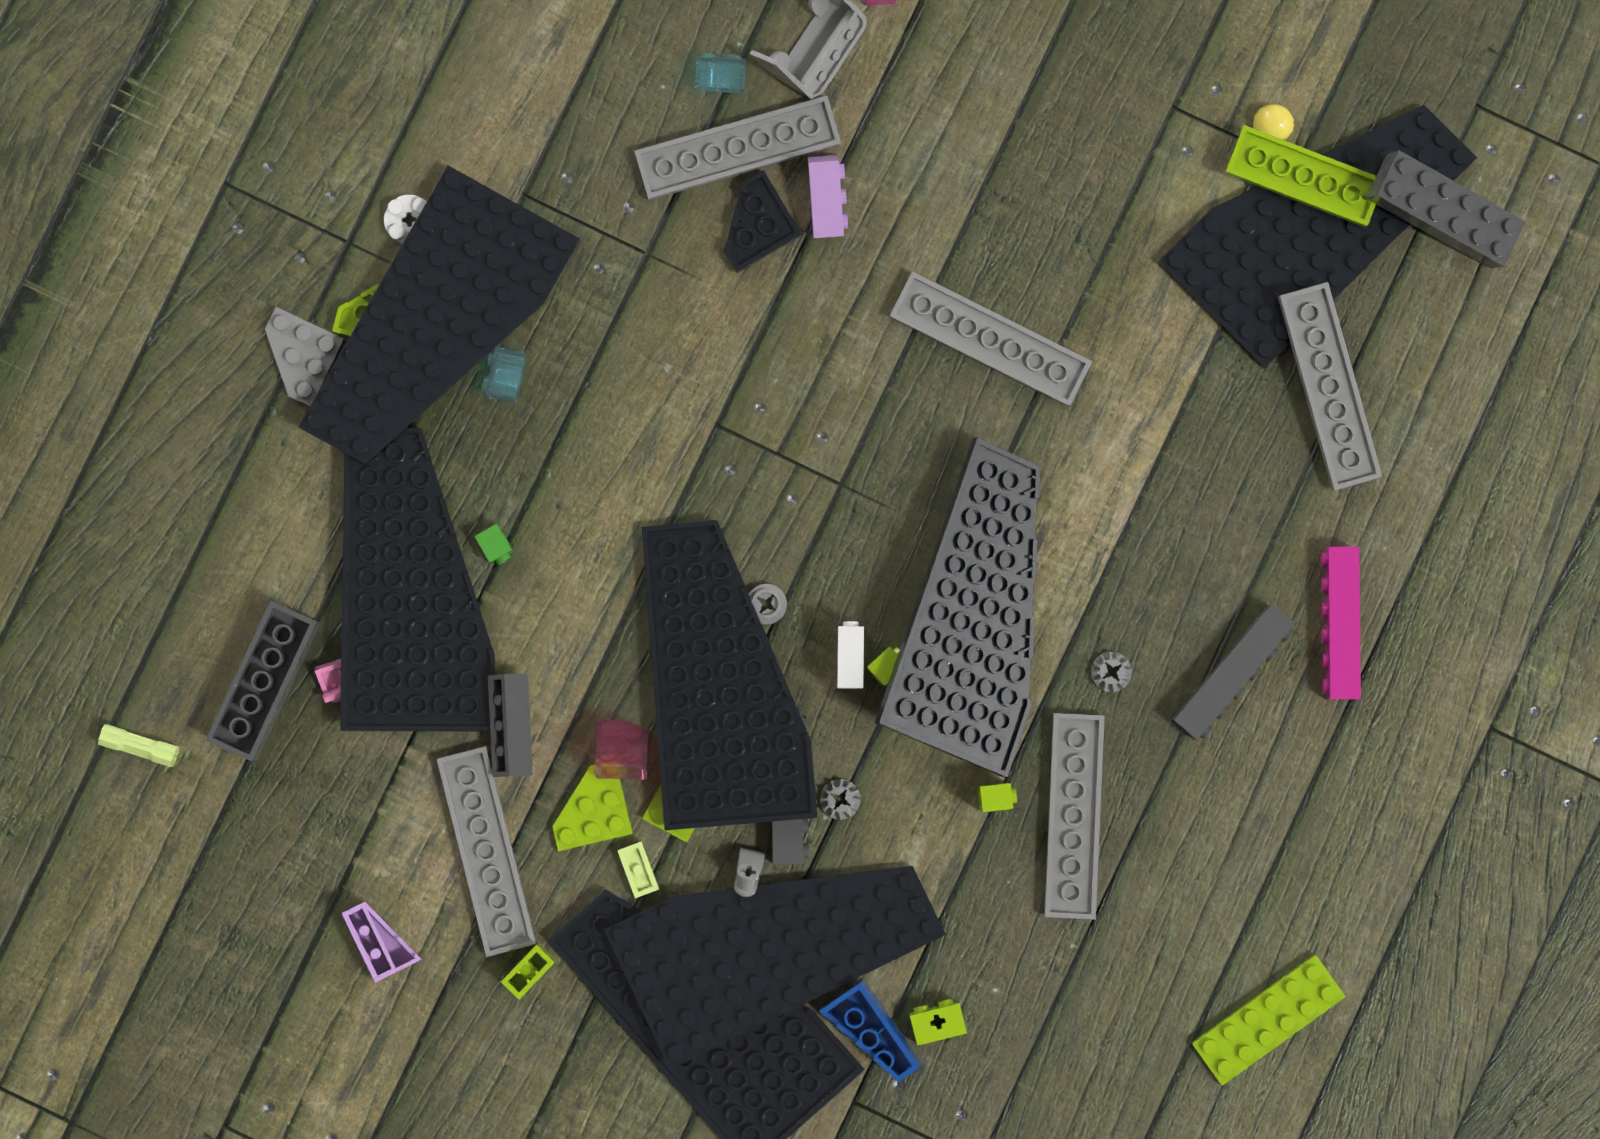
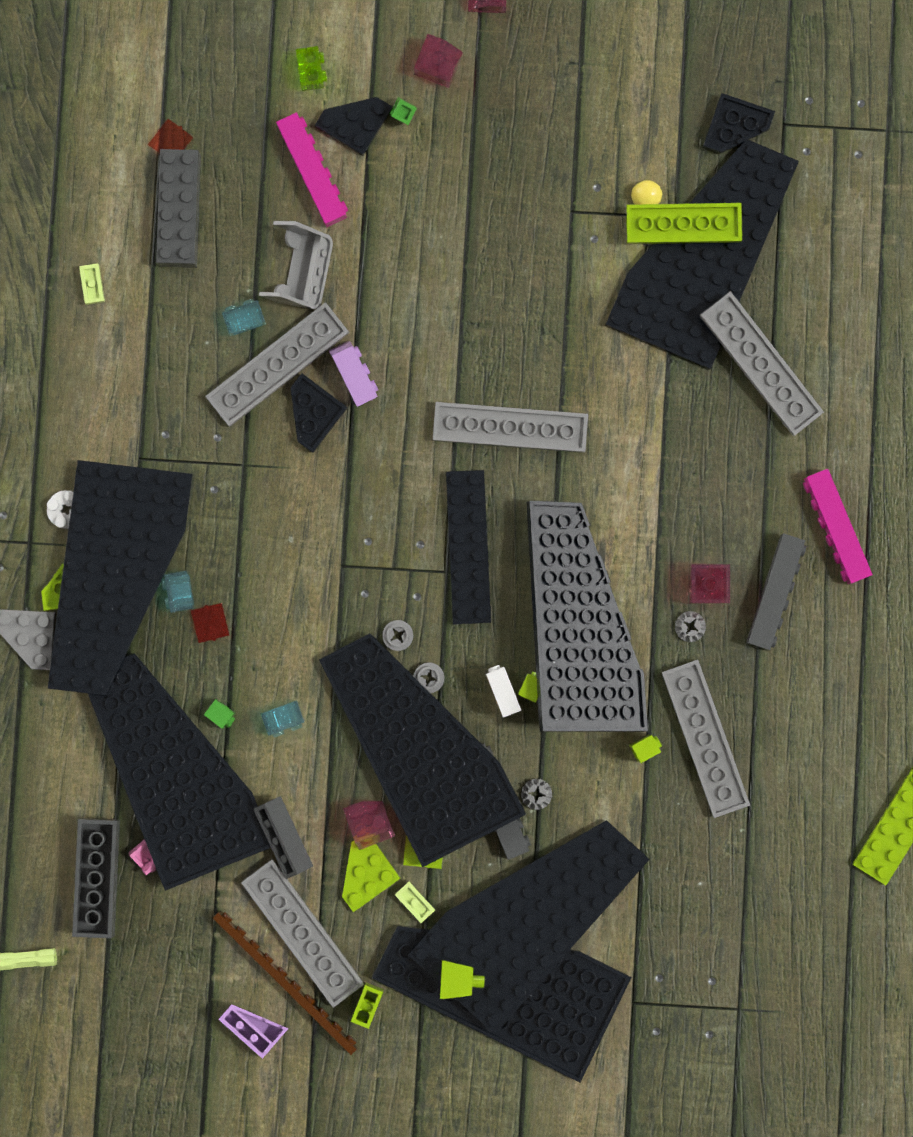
camera: 20 degrees left, 0 degrees up
(446, 912) = (291, 987): none -> reddish brown plate
(528, 429) = (210, 623): none -> clear red piece
(569, 580) = (283, 718): none -> clear light blue brick
(652, 985) = (458, 980): none -> lime torso
(748, 871) = (493, 871): light grey piece -> none
(757, 527) = (388, 634): none -> light grey gear
(871, 1028) = (620, 944): blue wedge -> none
(879, 464) = (468, 547): none -> black plate
(951, 1026) = (679, 923): lime brick -> none
(1156, 629) = (709, 584): none -> clear pink slope
(1418, 80) = (736, 123): none -> black plate
(1445, 209) = (792, 207): dark grey brick -> none

